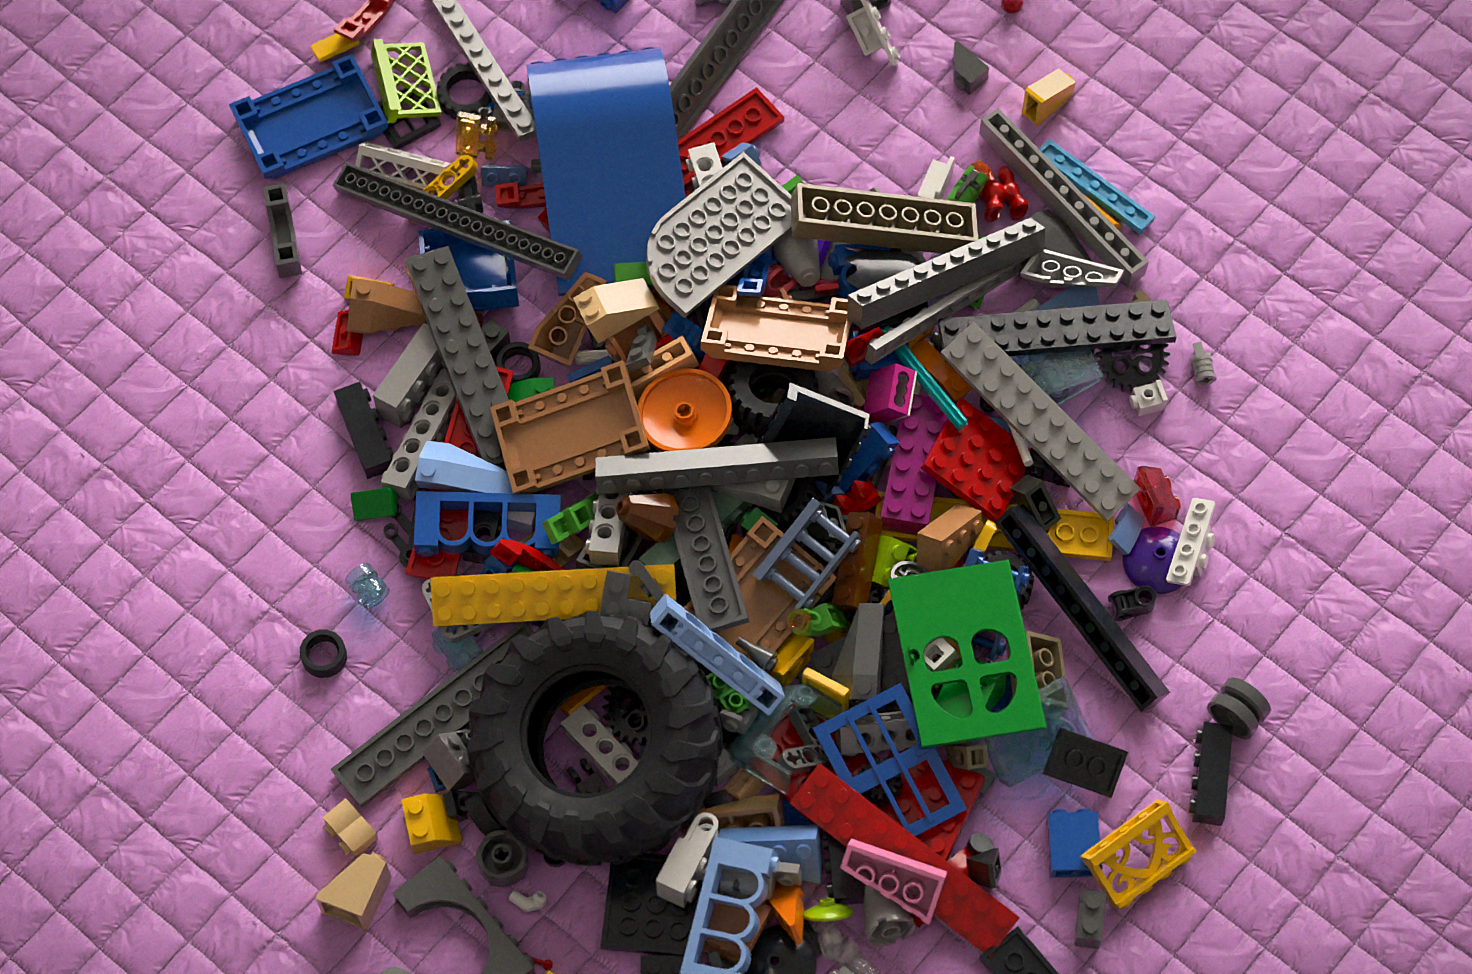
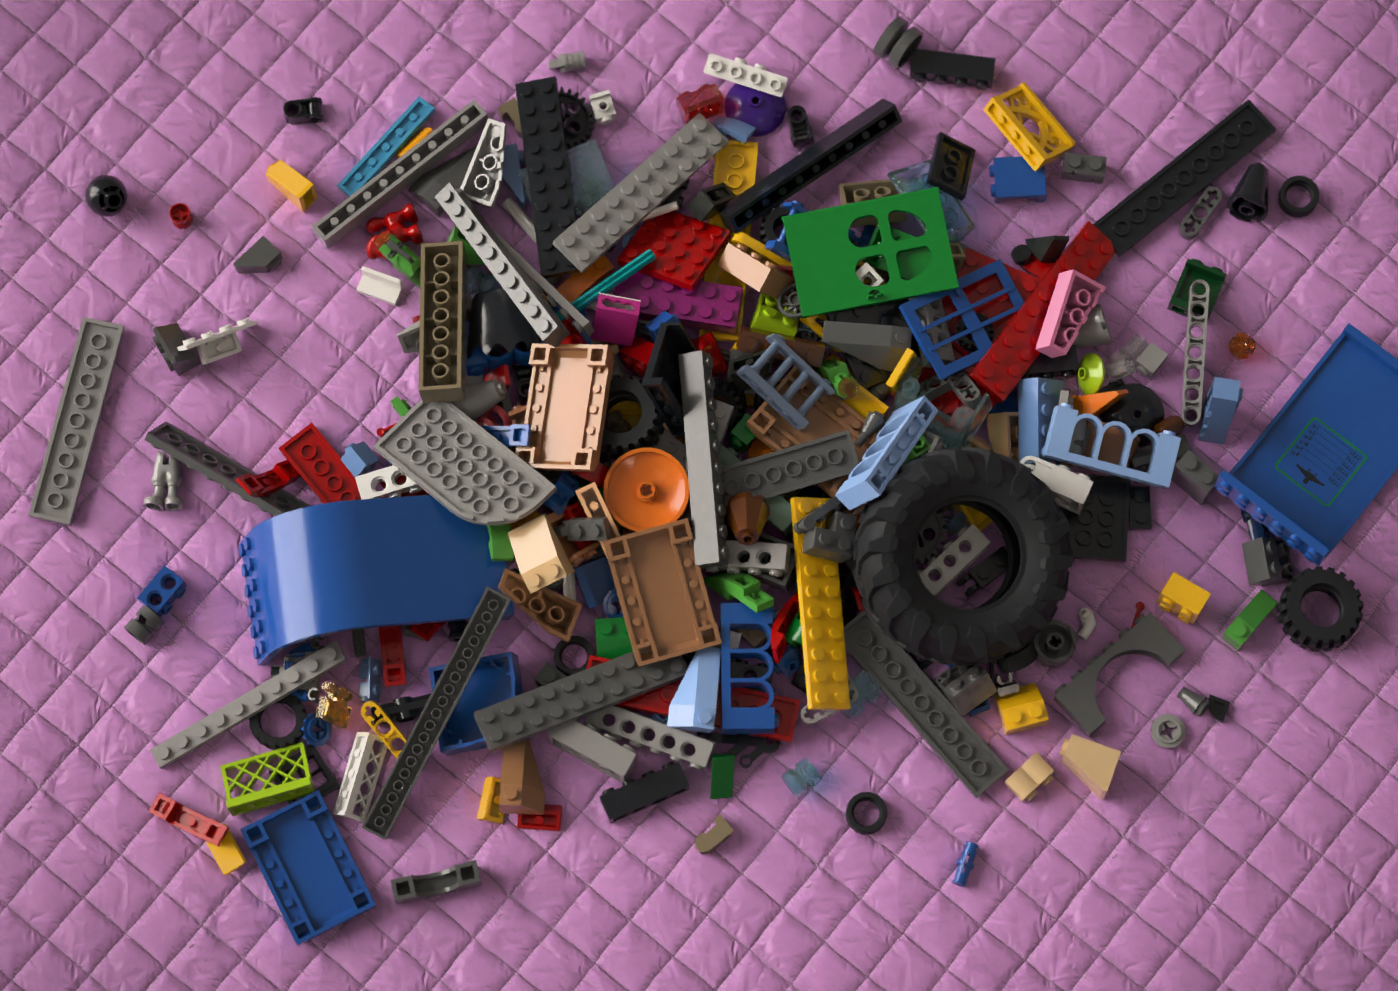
camera: 90 degrees left, 10 degrees up
(257, 756) = (970, 850): none -> blue pin
(314, 505) = (707, 842): none -> dark tan leg
(444, 116) = (316, 738): none -> blue gear
(714, 68) = (269, 481): none -> red slope
(1134, 111) = (305, 111): none -> black piece

